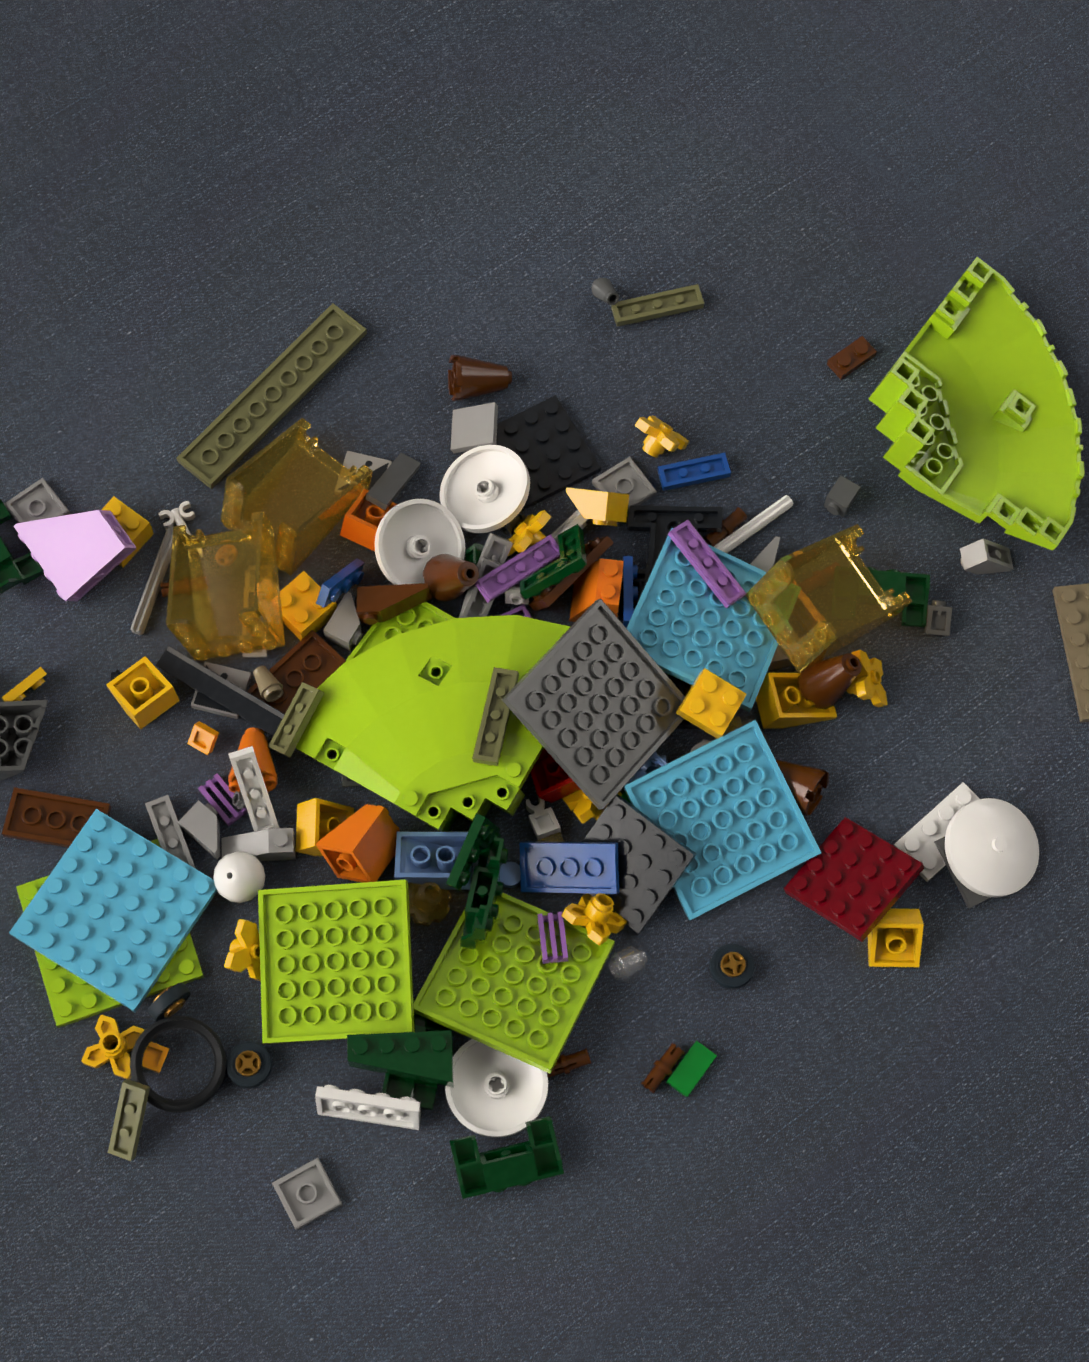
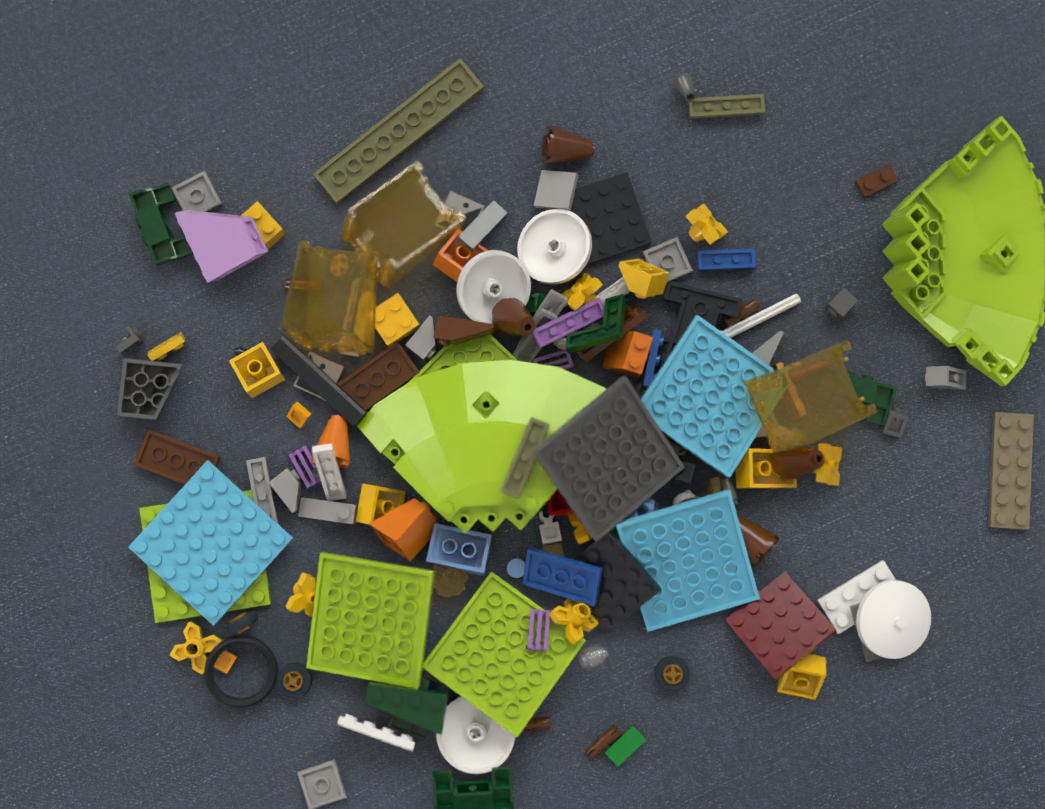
camera: 15 degrees right, 15 degrees up
(128, 1119) = (197, 708): olive plate -> none
(153, 585) = (280, 276): light grey axle -> none
(177, 516) = (307, 223): white bar -> none
(239, 876) = (308, 535): white piece -> none
(267, 684) = (355, 384): dark tan cone -> none
(296, 719) = (371, 417): olive plate -> none
(340, 583) = (425, 309): blue plate -> none
(479, 835) = (499, 539): dark green plate -> none
(483, 892) = (491, 587): dark green bracket -> none
(707, 564) = (719, 351): medium lavender tile -> none
(711, 703) = (698, 471): yellow brick -> none

